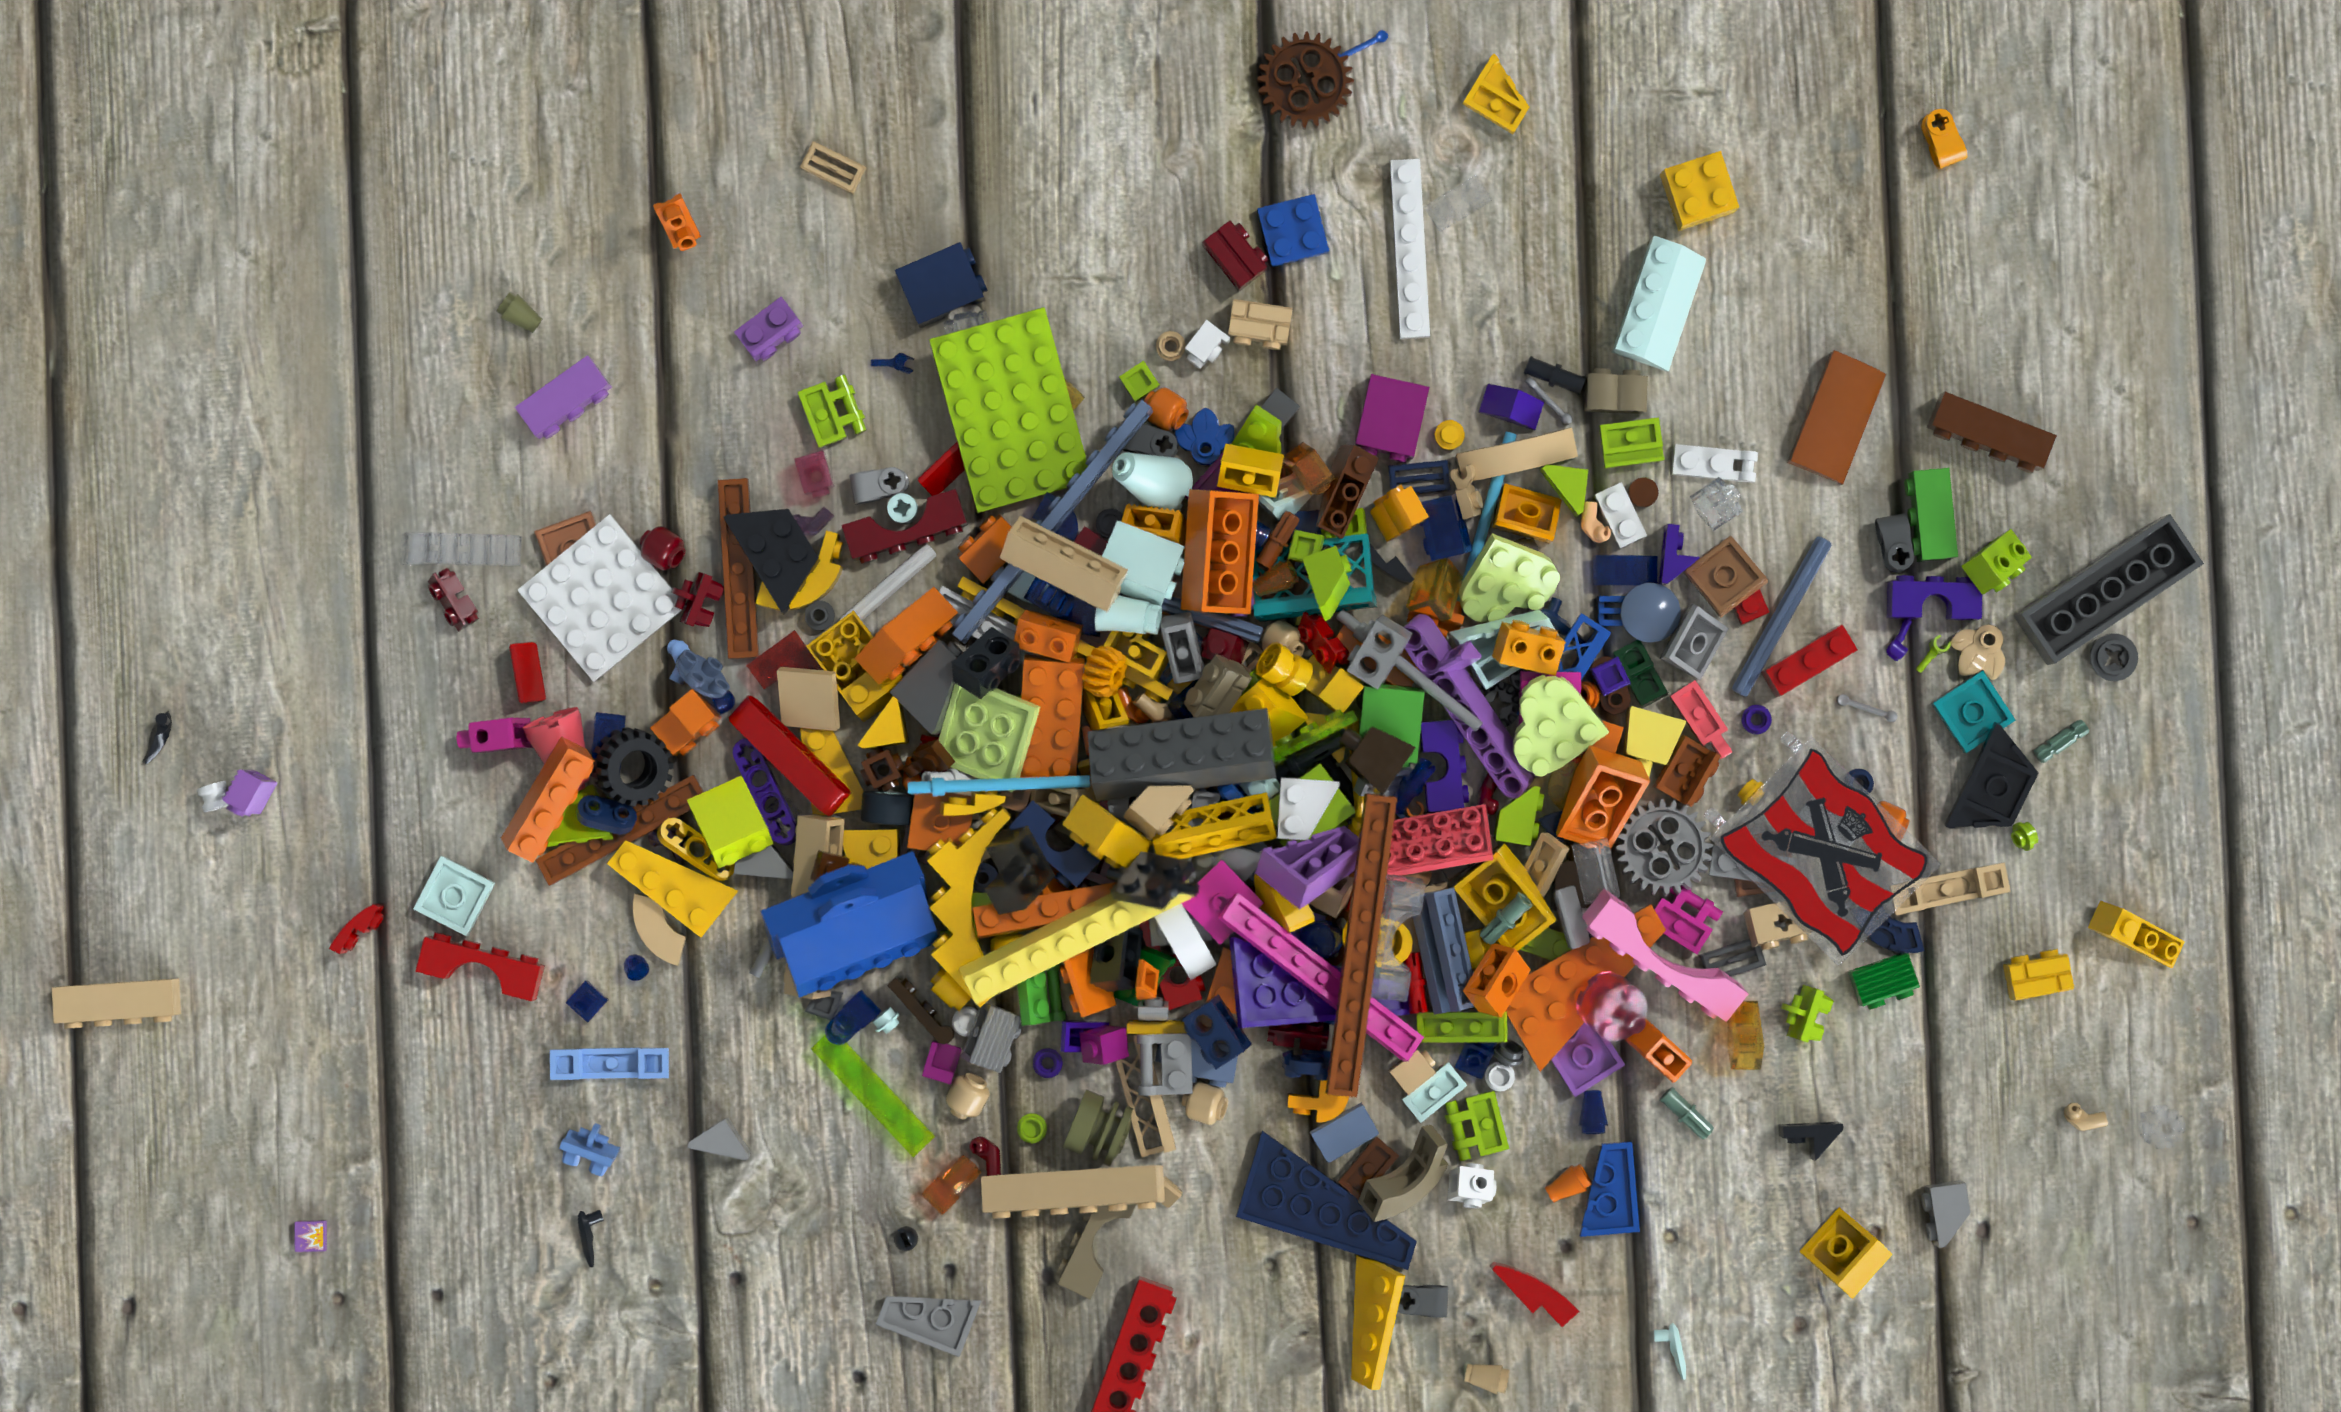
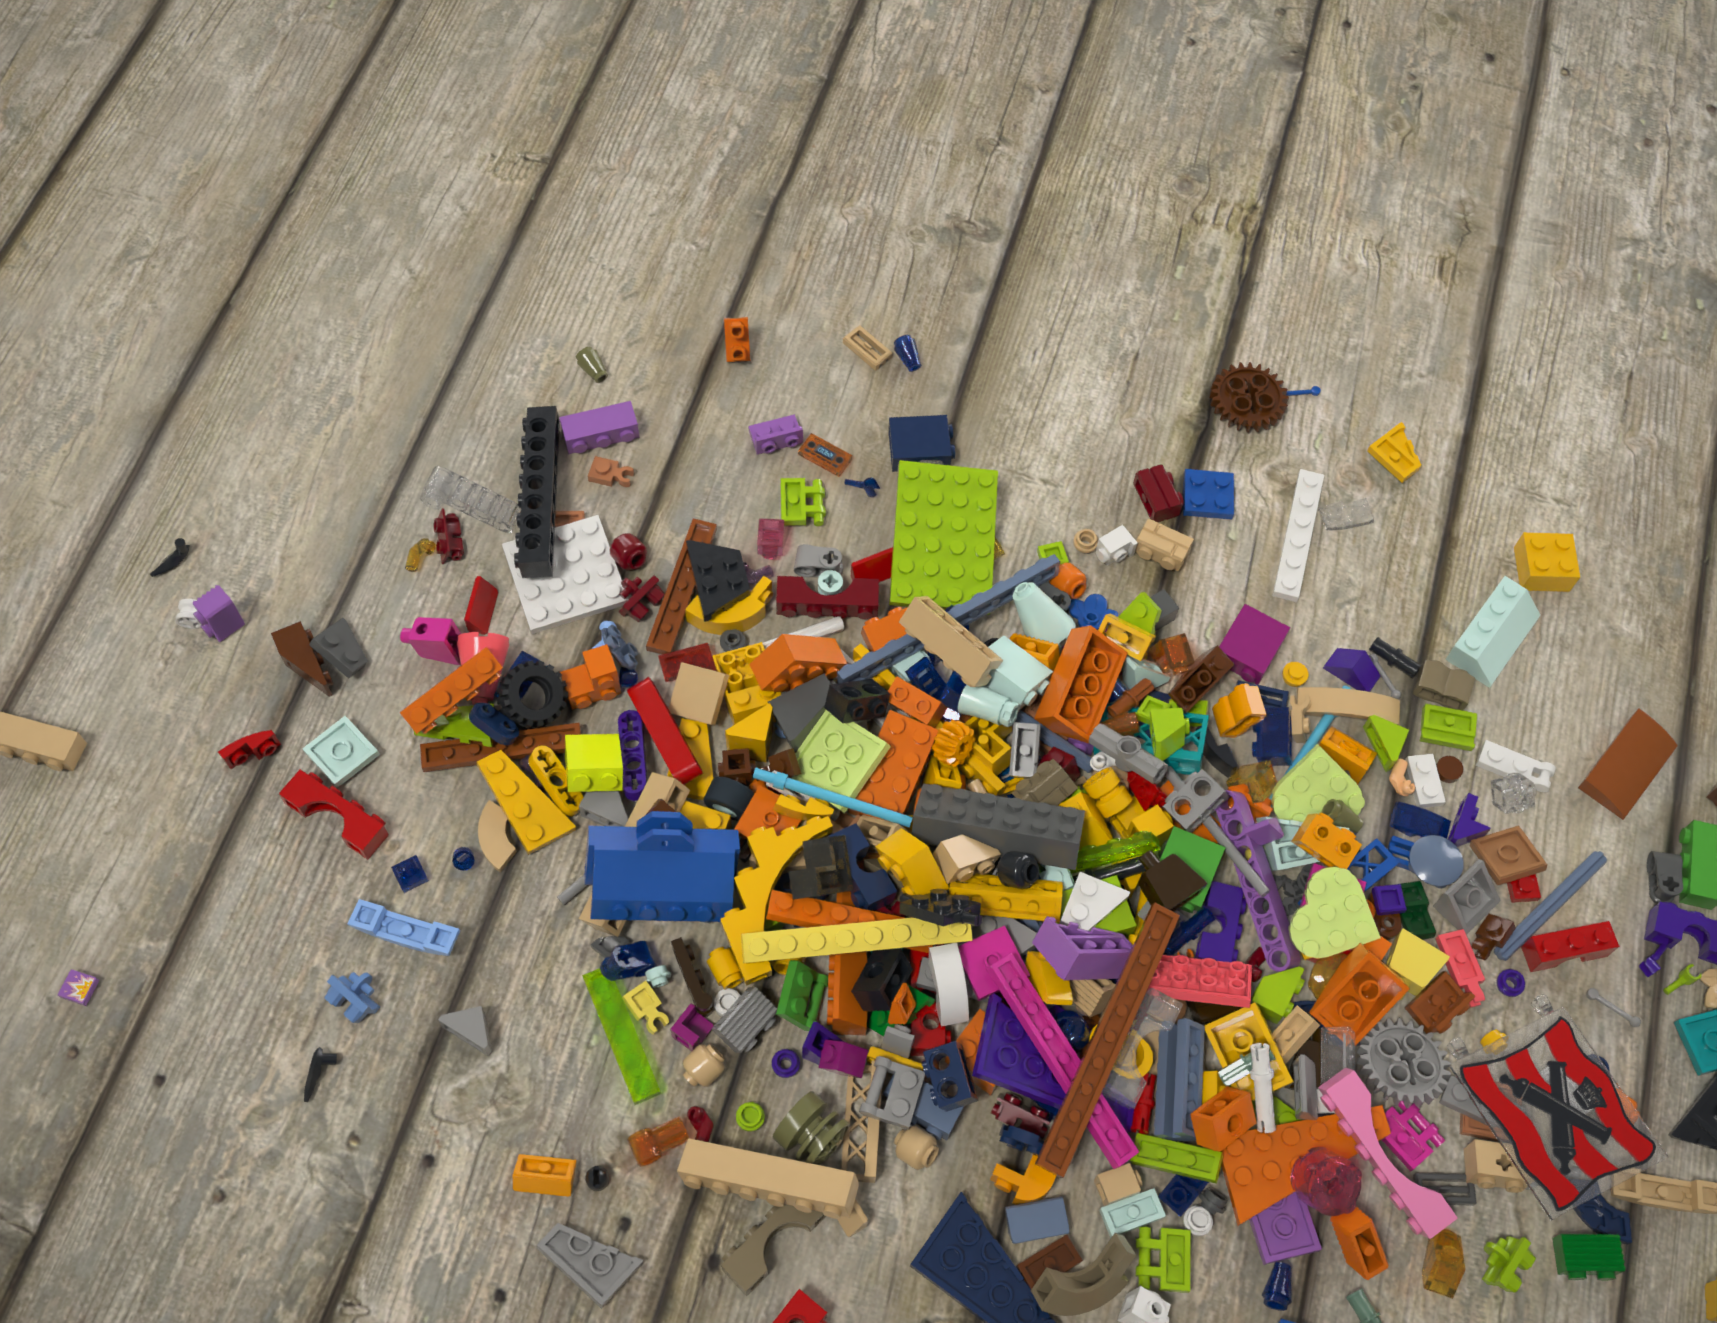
camera: 15 degrees right, 25 degrees down
(354, 800) = (300, 657): none -> reddish brown slope
(398, 779) = (340, 648): none -> dark grey wing
(426, 628) = (417, 551): none -> clear yellow arm
(575, 606) = (538, 492): none -> black brick
(594, 450) = (607, 471): none -> nougat plate
(835, 336) = (825, 455): none -> clear orange tile
(853, 1253) = (544, 1175): none -> light orange slope
(883, 160) = (907, 351): none -> clear blue cone
(884, 1054) = (643, 1003): none -> light yellow plate
(1217, 802) = (1018, 870): none -> black head
(1271, 627) = (1101, 761): none -> white arm
(1309, 628) = (1128, 753): none -> light grey piece
(1522, 929) = (1262, 1078): none -> white pin
(1538, 601) = (1342, 815): none -> olive cone
(1727, 672) = (1491, 933): none -> reddish brown plate

